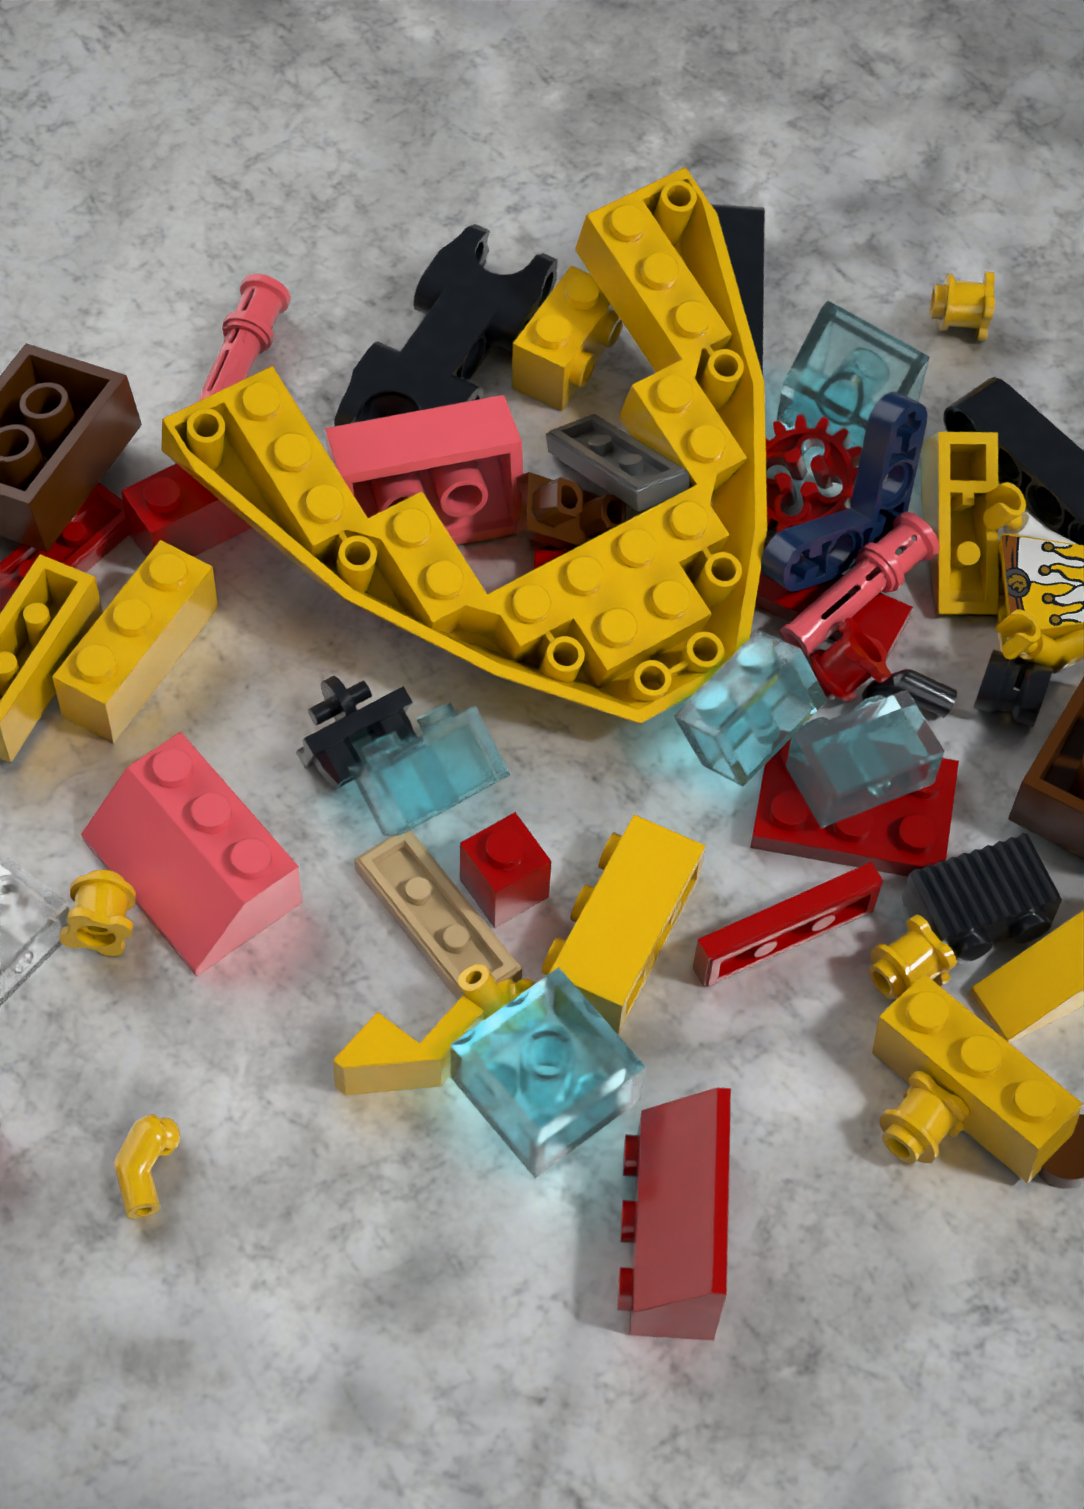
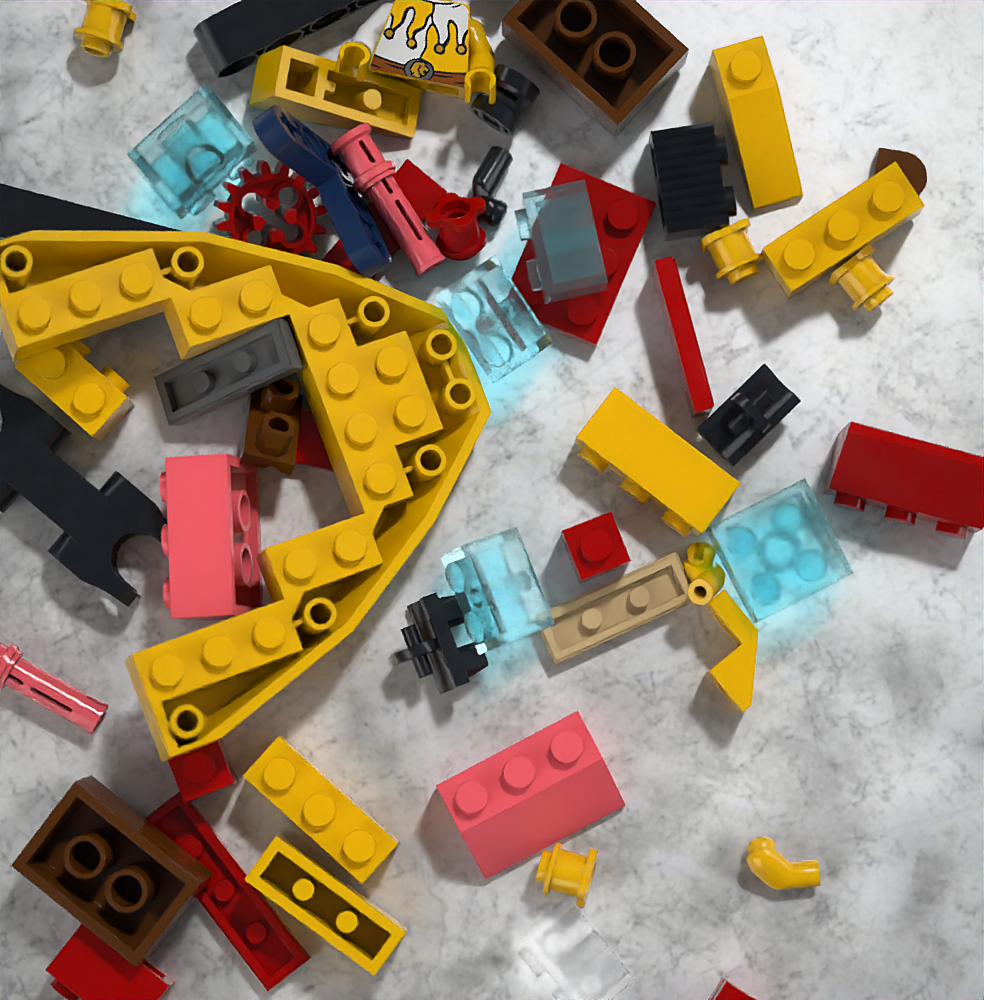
camera: 75 degrees left, 25 degrees up
(711, 1010) = (748, 415): none -> black hips

